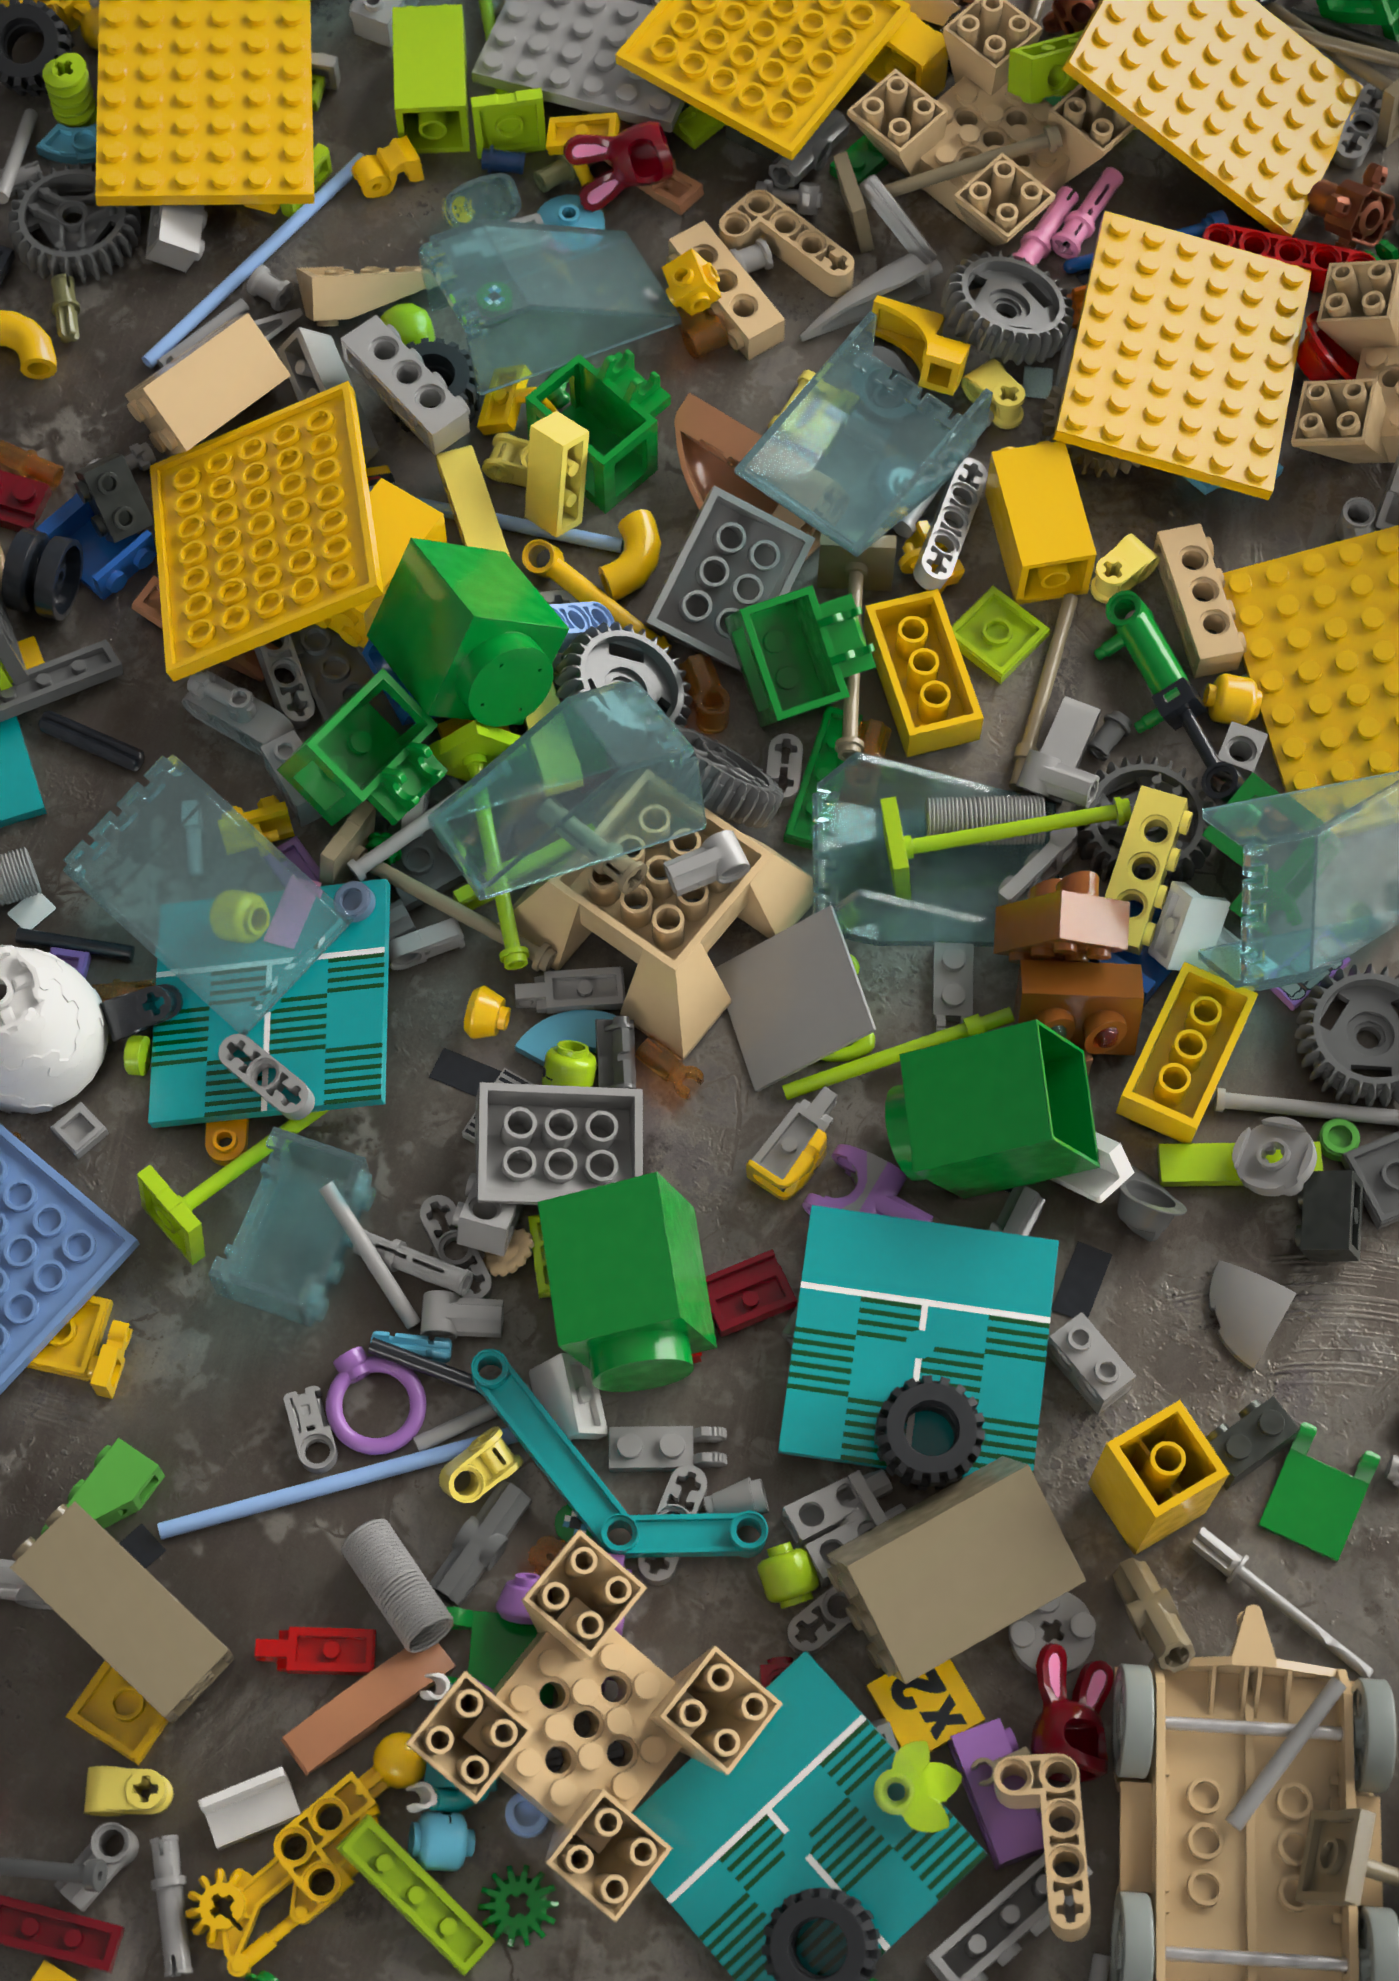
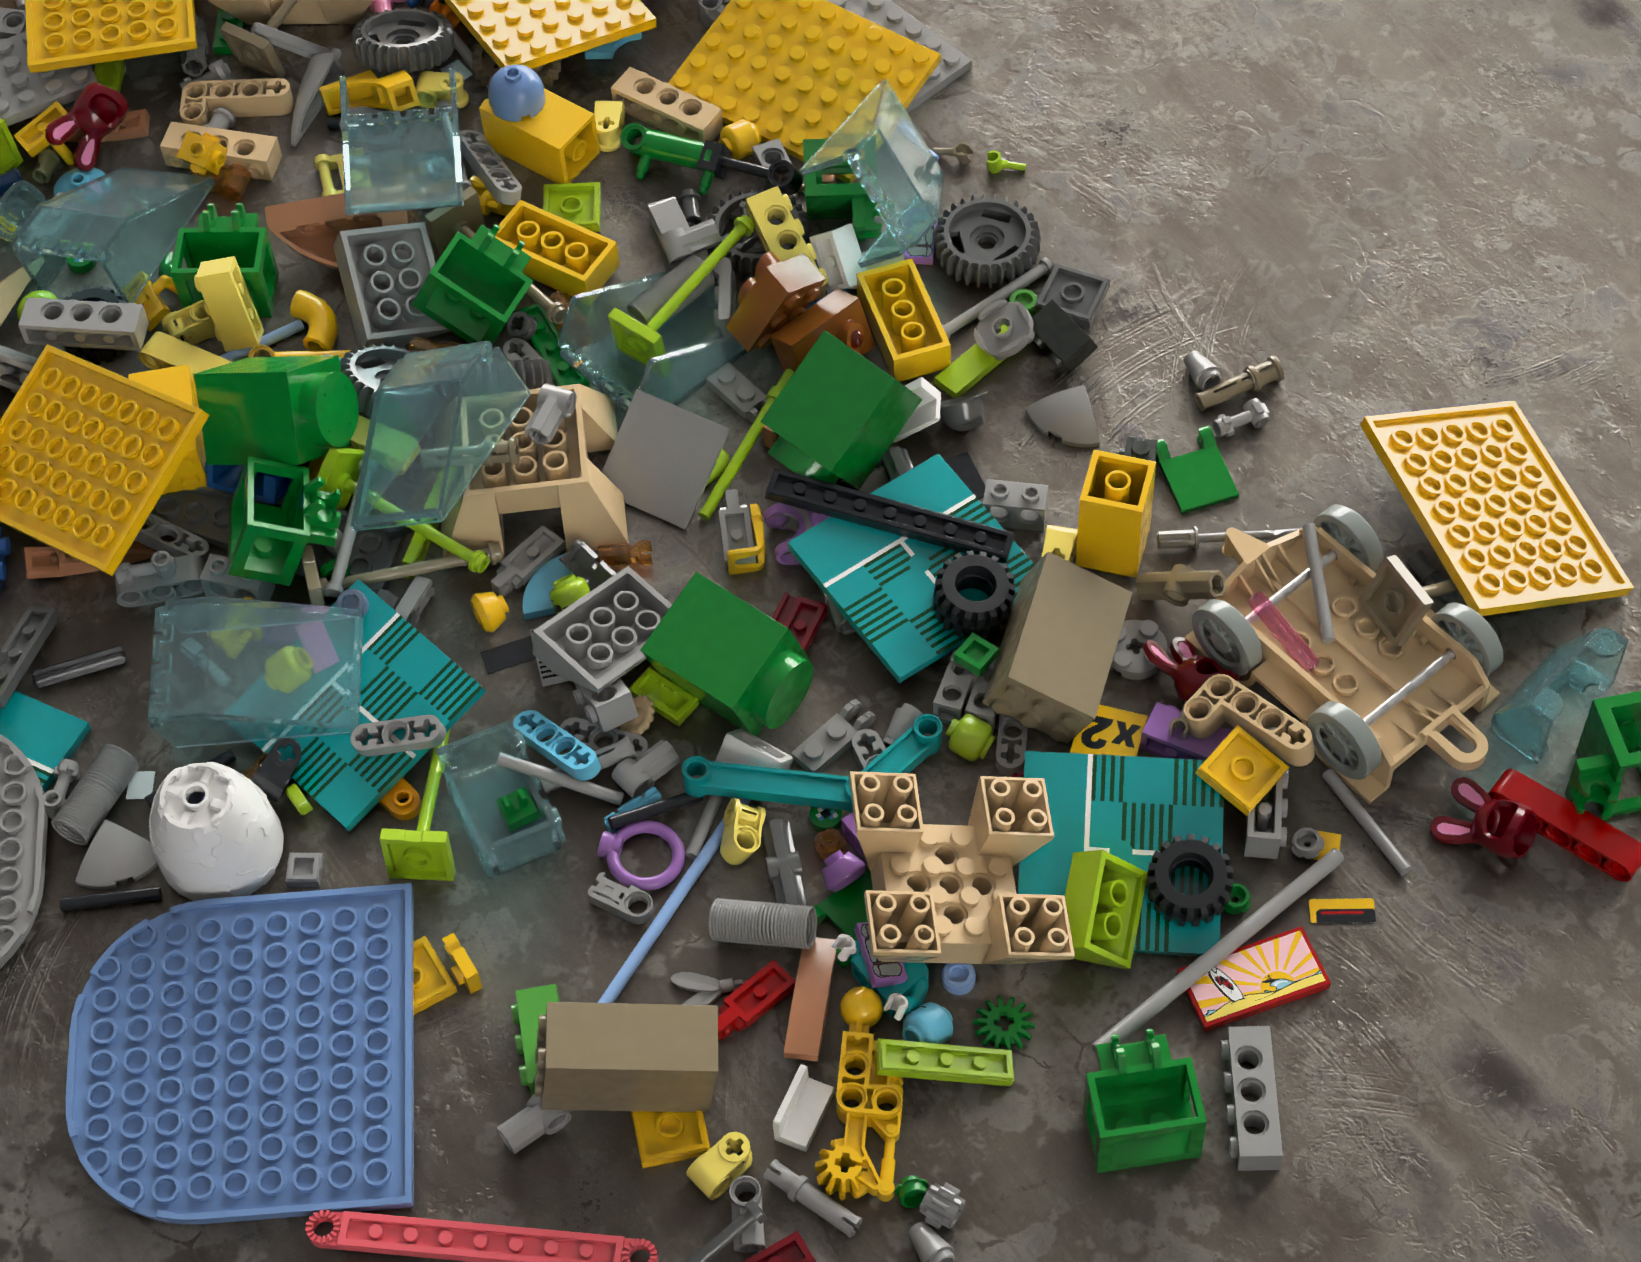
camera: 40 degrees left, 10 degrees down
(293, 1602) = (708, 988): none -> light grey piece
(308, 1246) = (517, 808): none -> green tile
(400, 1216) = (560, 741): none -> medium azure beam
(714, 1889) = (1104, 907): none -> lime slope
(814, 729) = (515, 322): none -> dark grey bush
(864, 1500) = (976, 654): none -> green tile
(925, 1787) = (1158, 757): lime plate -> none
(939, 1269) = (888, 515): none -> black tile
(992, 1883) = (1242, 770): none -> yellow plate
(1037, 468) = (516, 93): none -> medium blue cylinder
(1044, 686) = (652, 249): dark tan bar -> none
(1080, 1452) = (1061, 542): none -> light yellow piece
(1193, 1773) = (1283, 631): none -> clear pink axle

